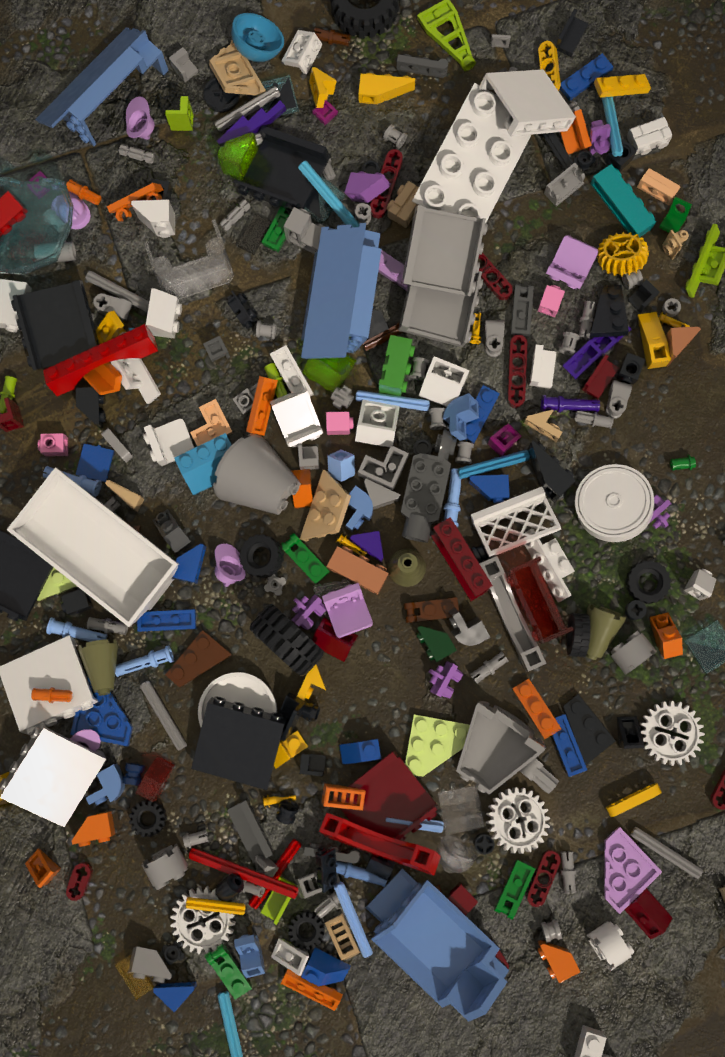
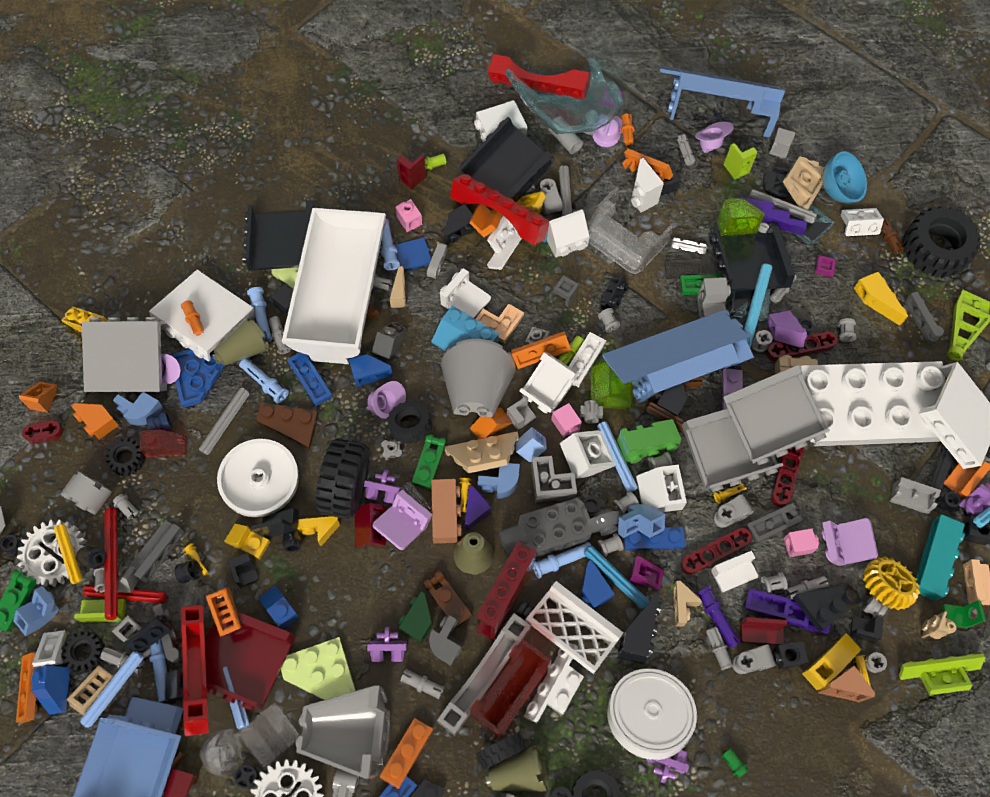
camera: 50 degrees right, 15 degrees down
(238, 742) = (229, 492): black panel -> none
(321, 86) = (845, 250): yellow slope -> none
(380, 495) = (524, 492): light grey slope -> none

